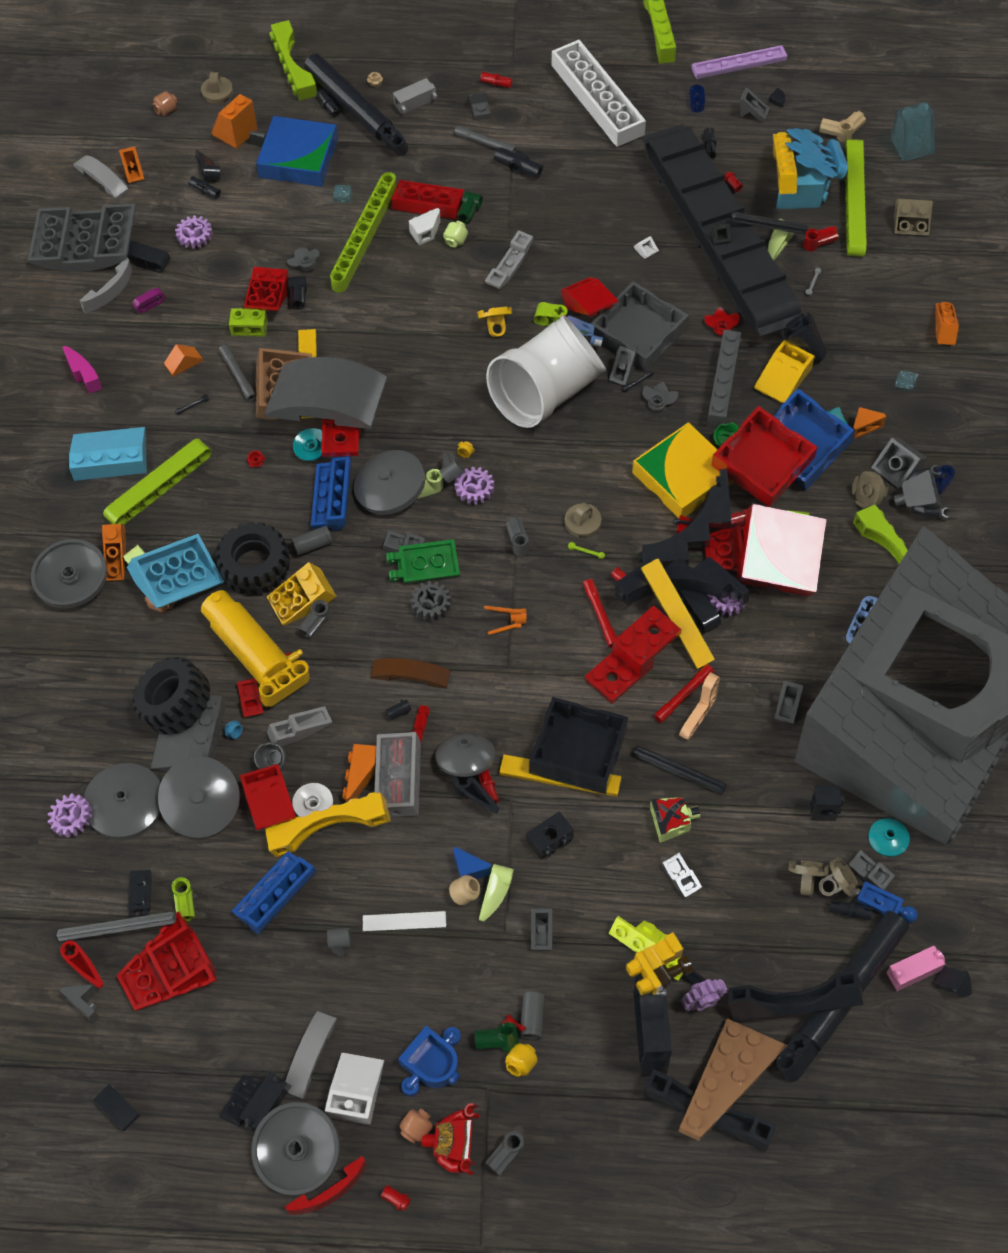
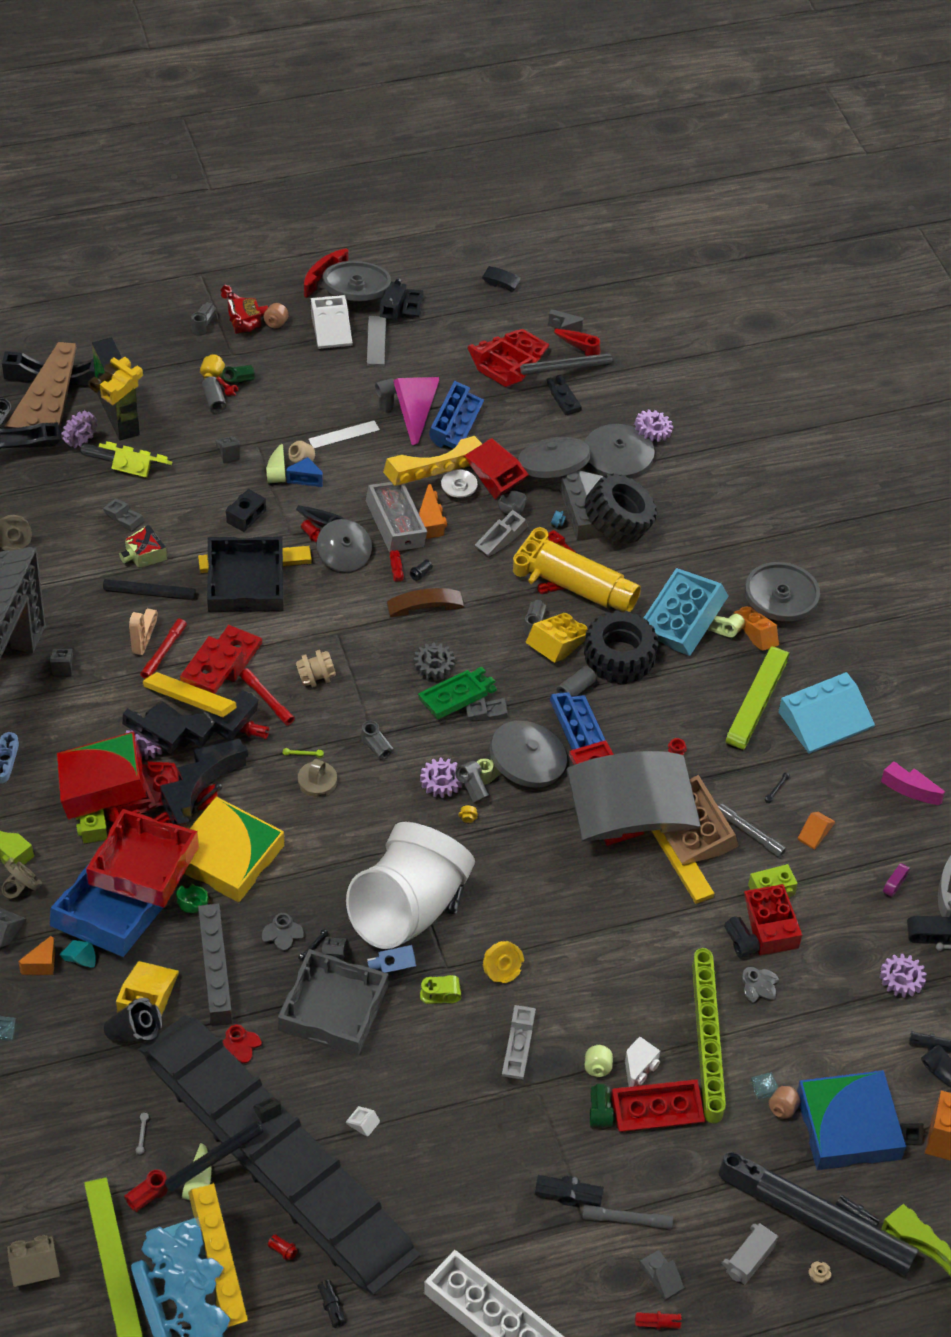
camera: 155 degrees right, 10 degrees down
(184, 900) = (527, 398): lime piece -> none
(309, 928) = (415, 401): none -> dark pink tile
(336, 174) = (784, 1102): none -> nougat head
(396, 1198) = (273, 280): red pin -> none
(431, 1060) = (281, 354): blue piece -> none
(517, 616) = (346, 669): orange plant -> none
(546, 619) = (315, 668): none -> tan piece
(588, 297) = (401, 1004): red slope -> none

